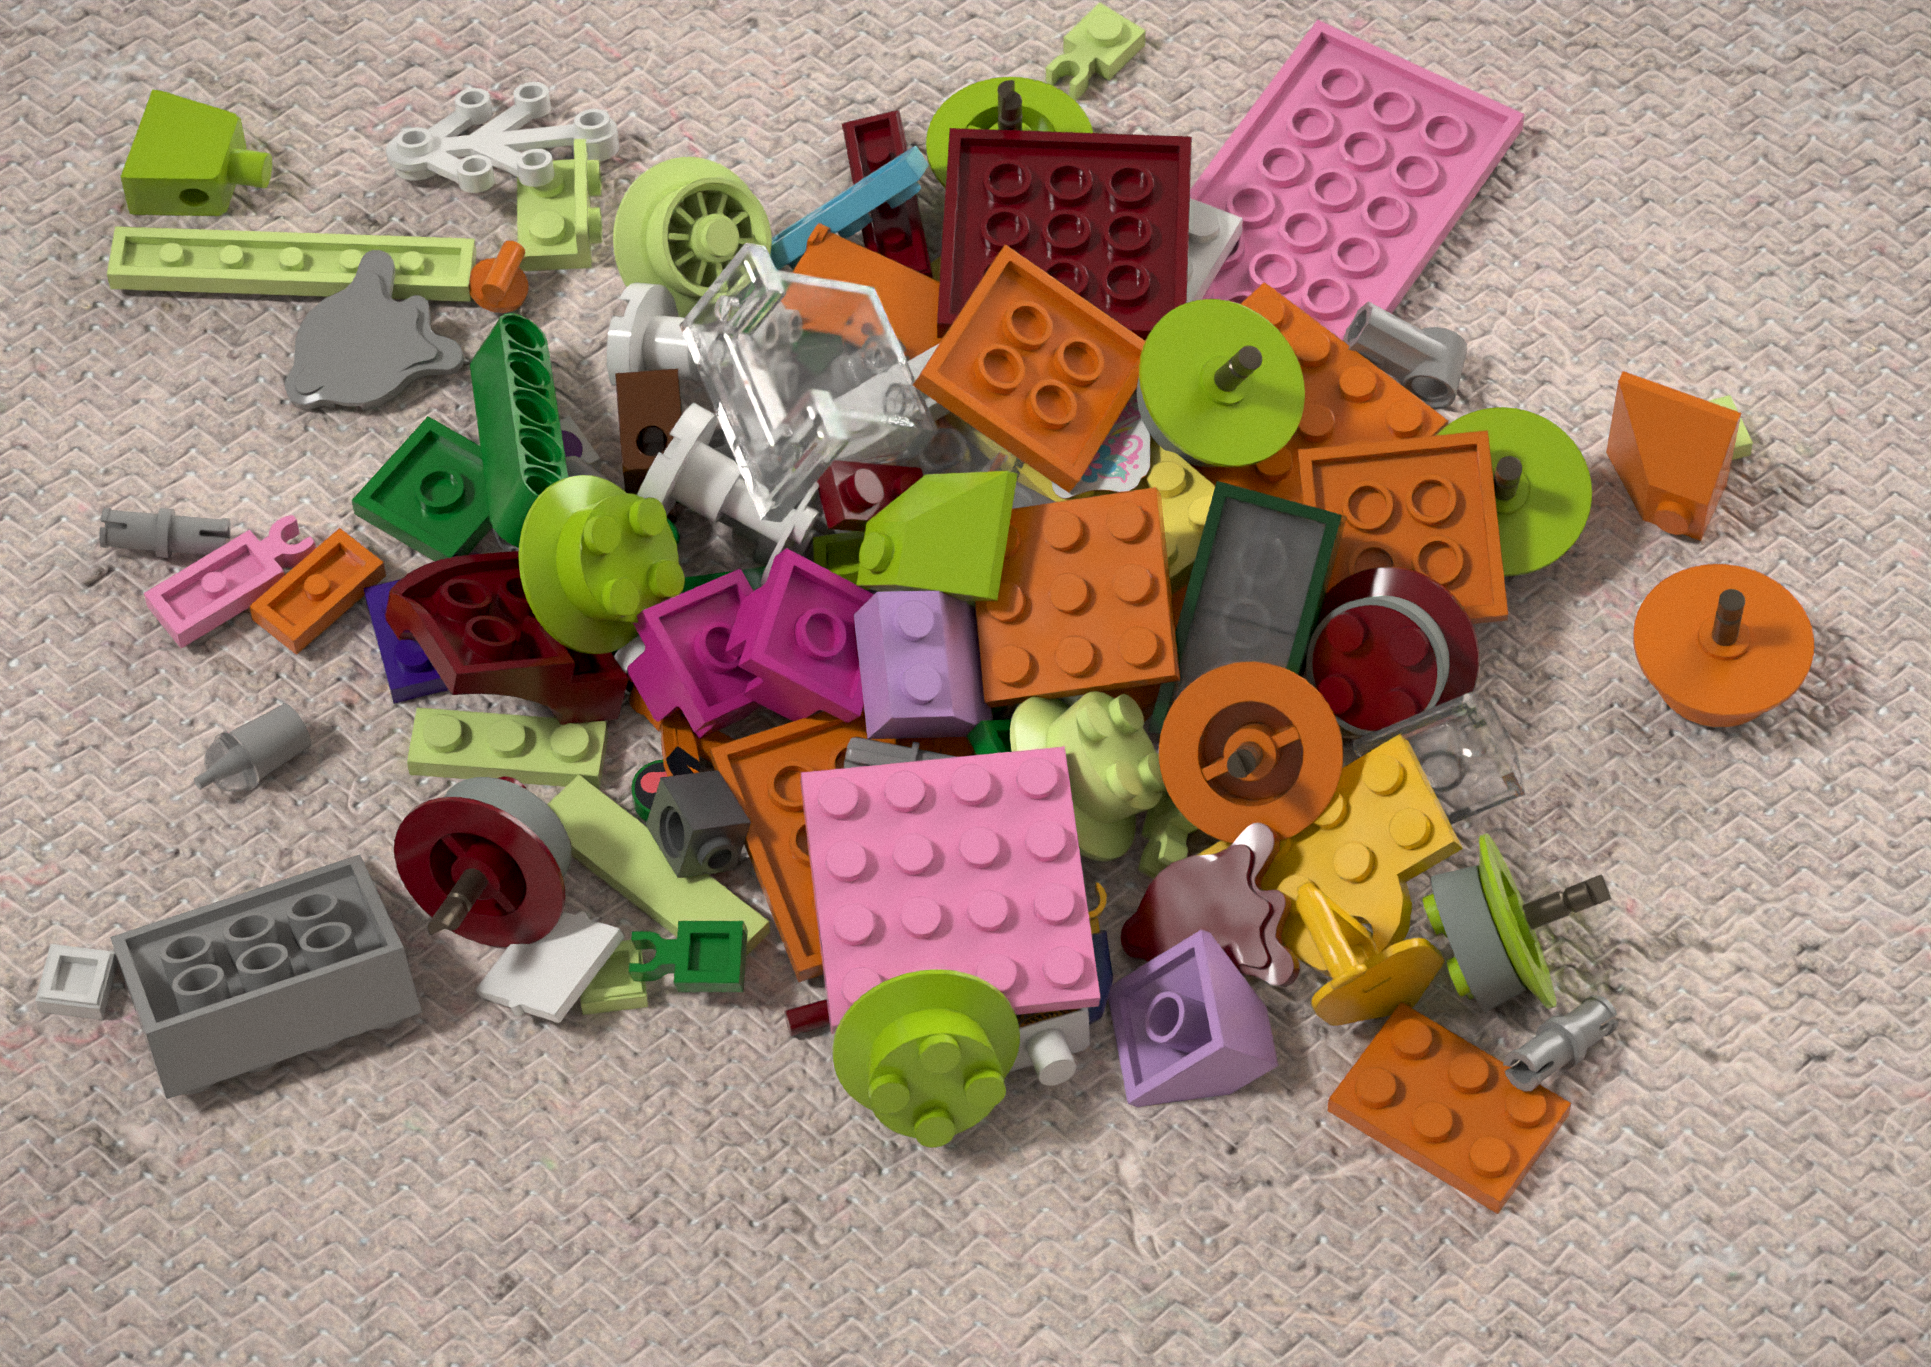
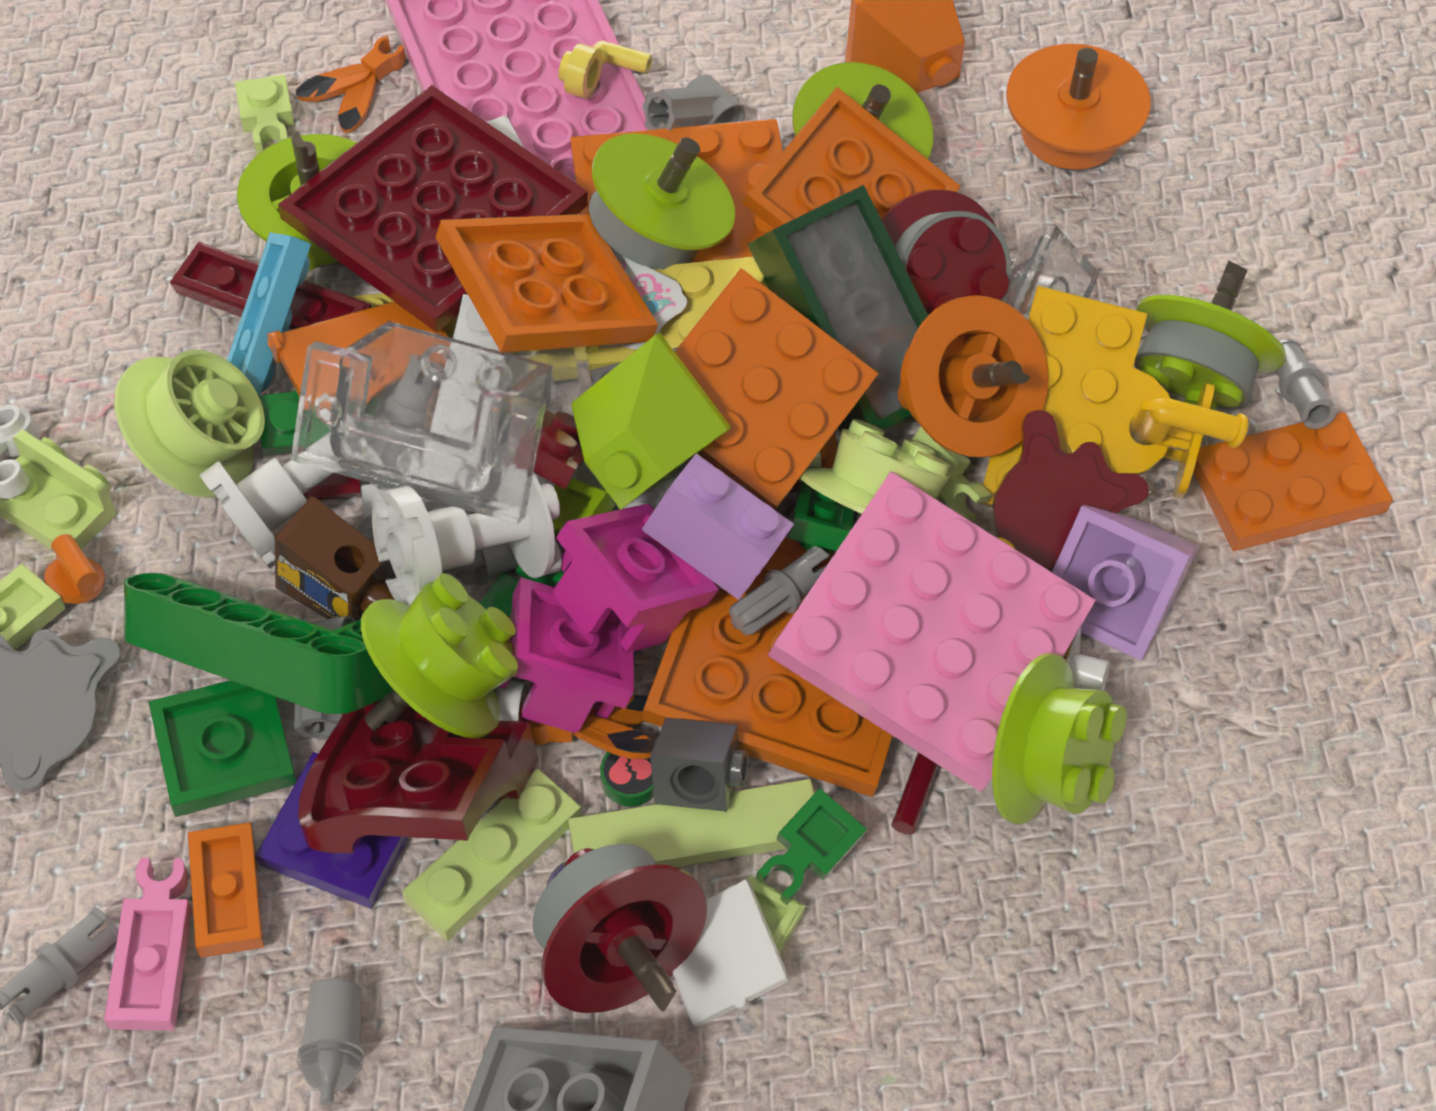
camera: 55 degrees left, 0 degrees up
(1196, 87) = (356, 81): none -> orange piece
(1355, 236) = (583, 66): none -> light yellow plate

